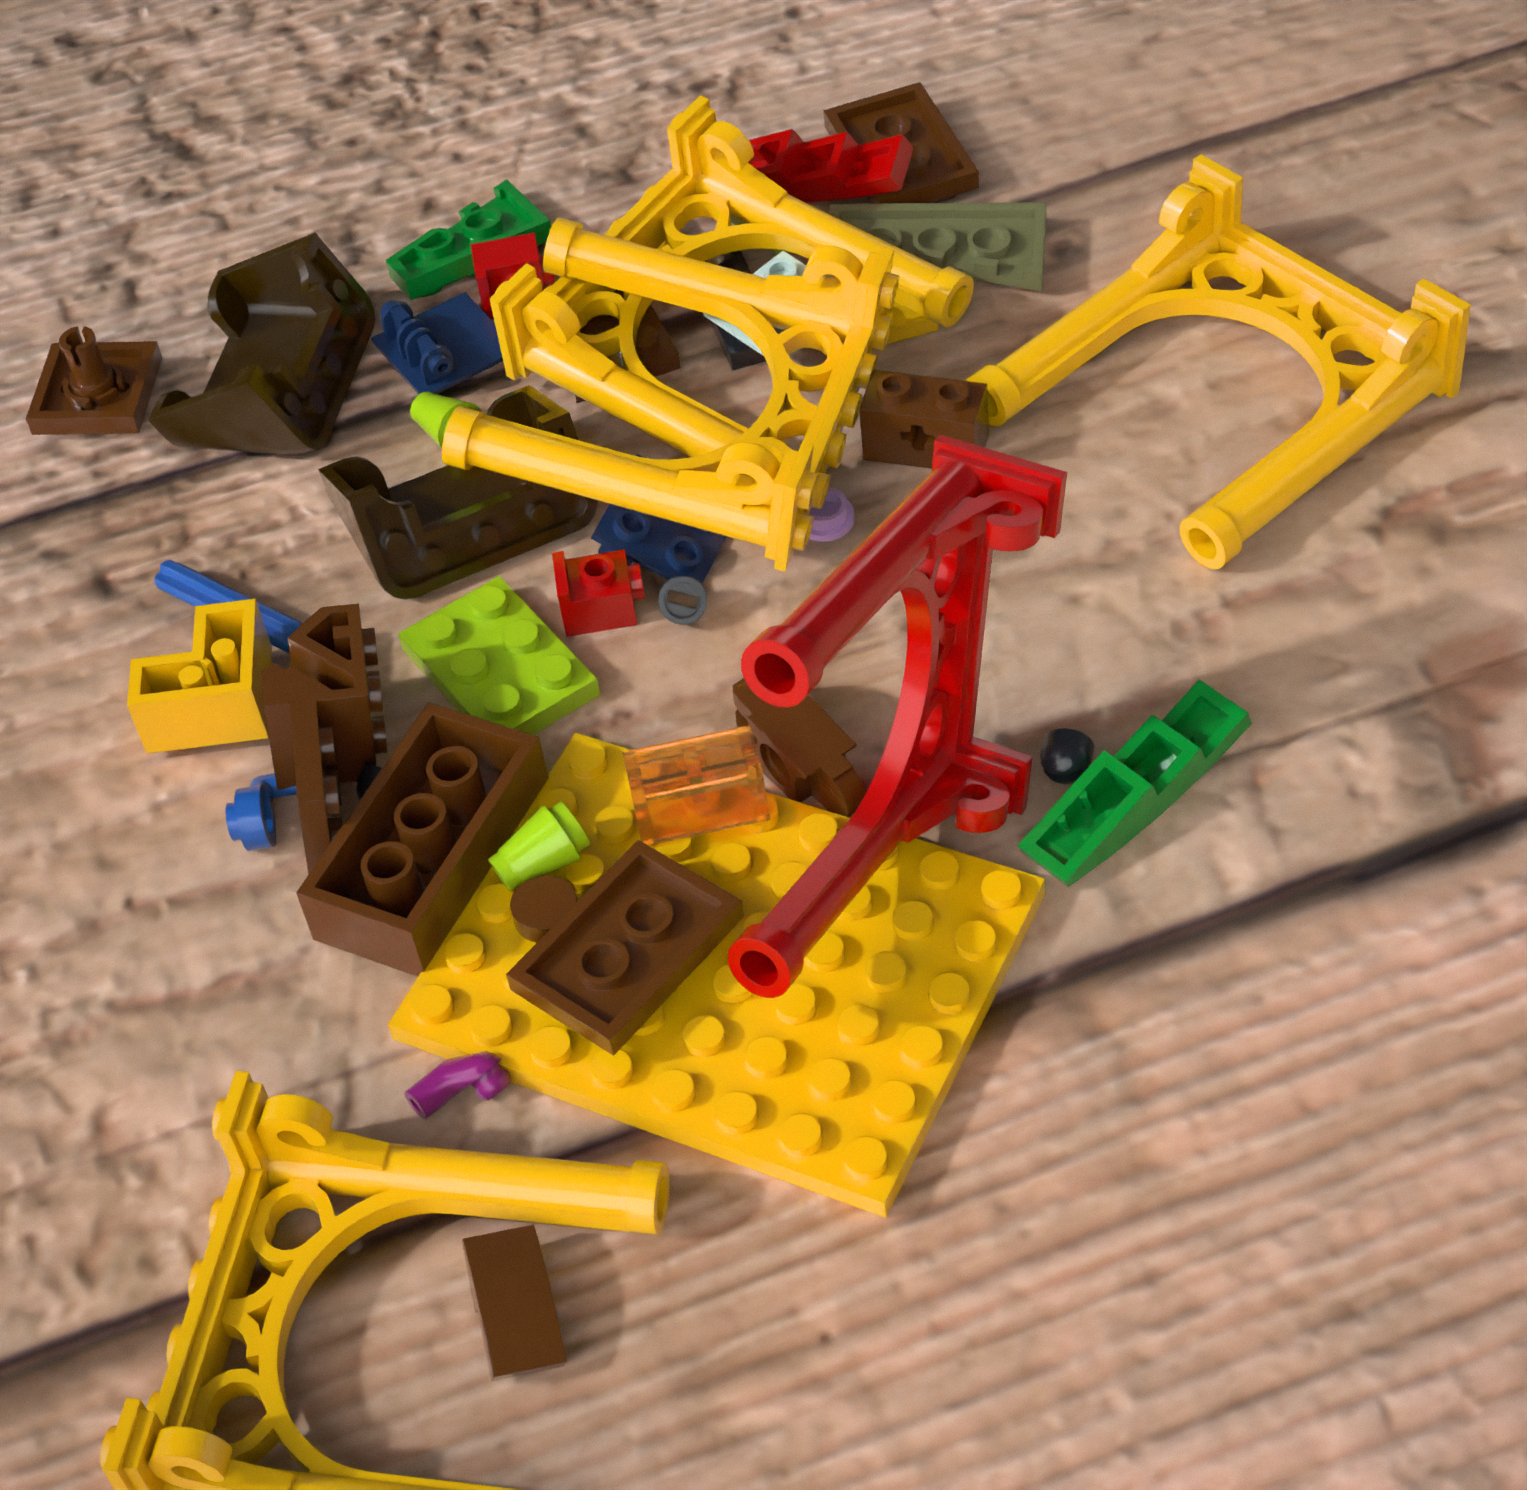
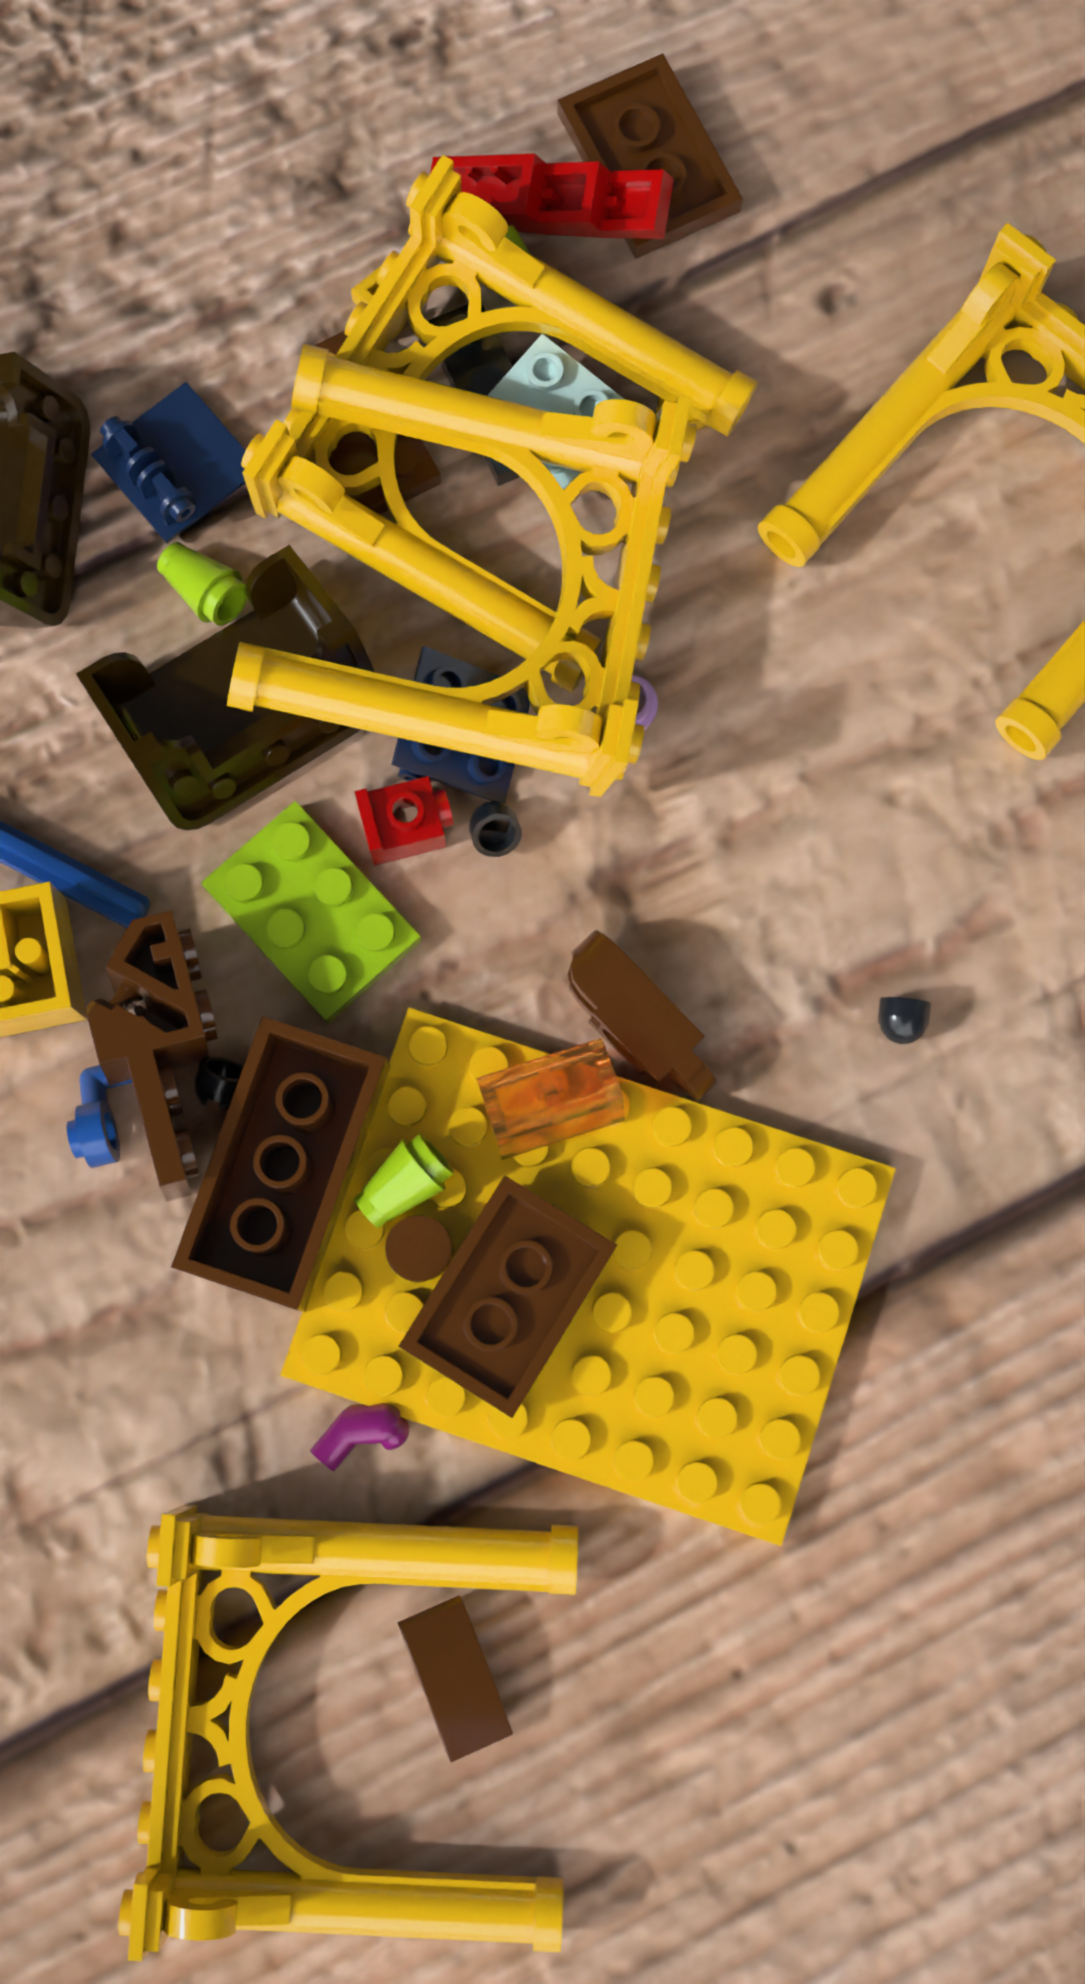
camera: 15 degrees left, 30 degrees up
(446, 254) = (187, 303): green wing -> none
(500, 259) = (236, 359): red brick -> none
(909, 411) = (722, 578): reddish brown brick -> none
(940, 560) = (794, 1043): red arch -> none
(980, 239) = (722, 298): olive wing -> none
(1136, 786) = (973, 1047): green slope -> none

